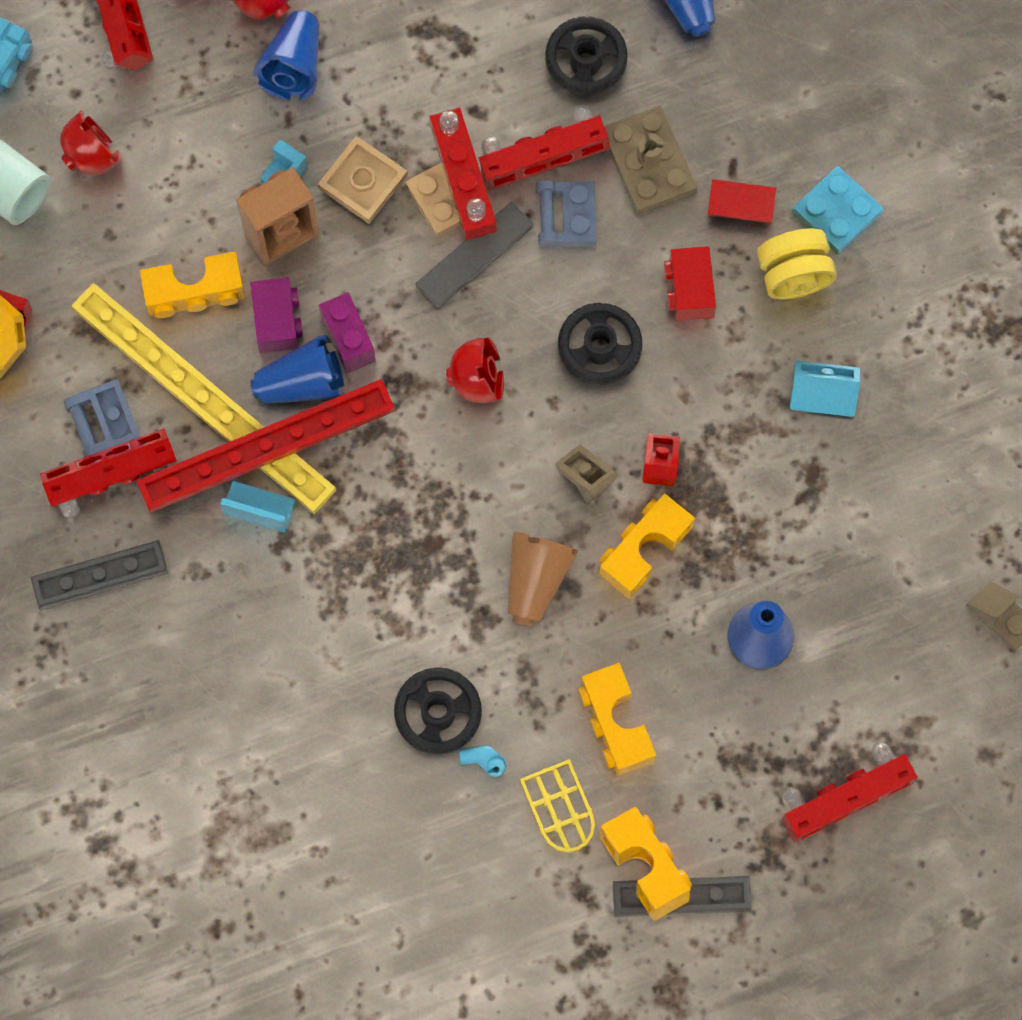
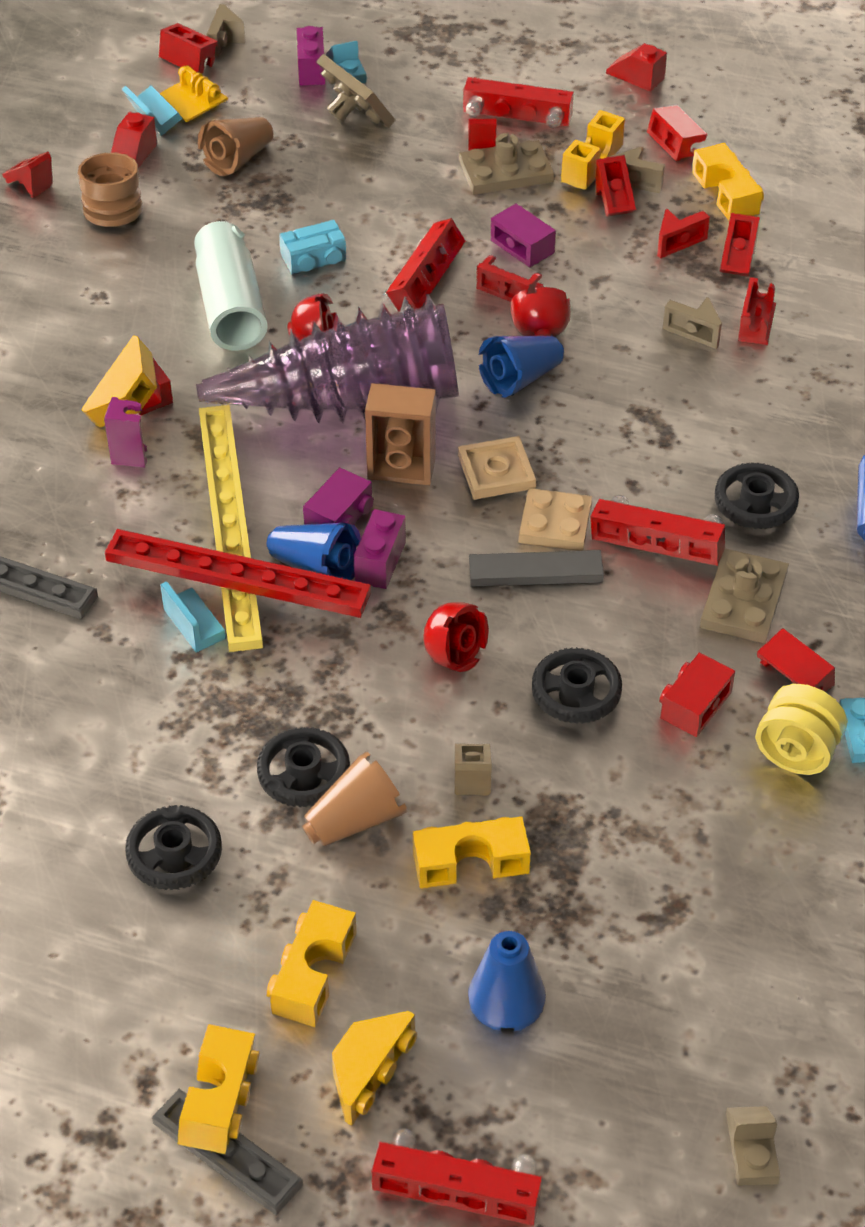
camera: 40 degrees right, 25 degrees down
(48, 386) = (125, 434): none -> magenta hinge
(105, 468) = (101, 512): red piece -> none
(112, 415) = (150, 495): sand blue plate -> none
(175, 177) = (340, 364): none -> clear purple cone
(220, 285) = (275, 444): yellow arch -> none
(284, 159) = (452, 428): medium azure panel -> none
(463, 174) = (575, 500): red piece -> none
(465, 600) = (303, 765): none -> black wheel
(486, 757) = (176, 912): medium azure arm -> none
(546, 800) = (191, 986): light yellow window -> none
(578, 213) = (646, 595): sand blue plate -> none
(661, 460) = (545, 800): red slope -> none
(718, 761) = (369, 1058): none -> yellow slope
(825, 388) = (744, 845): medium azure panel -> none

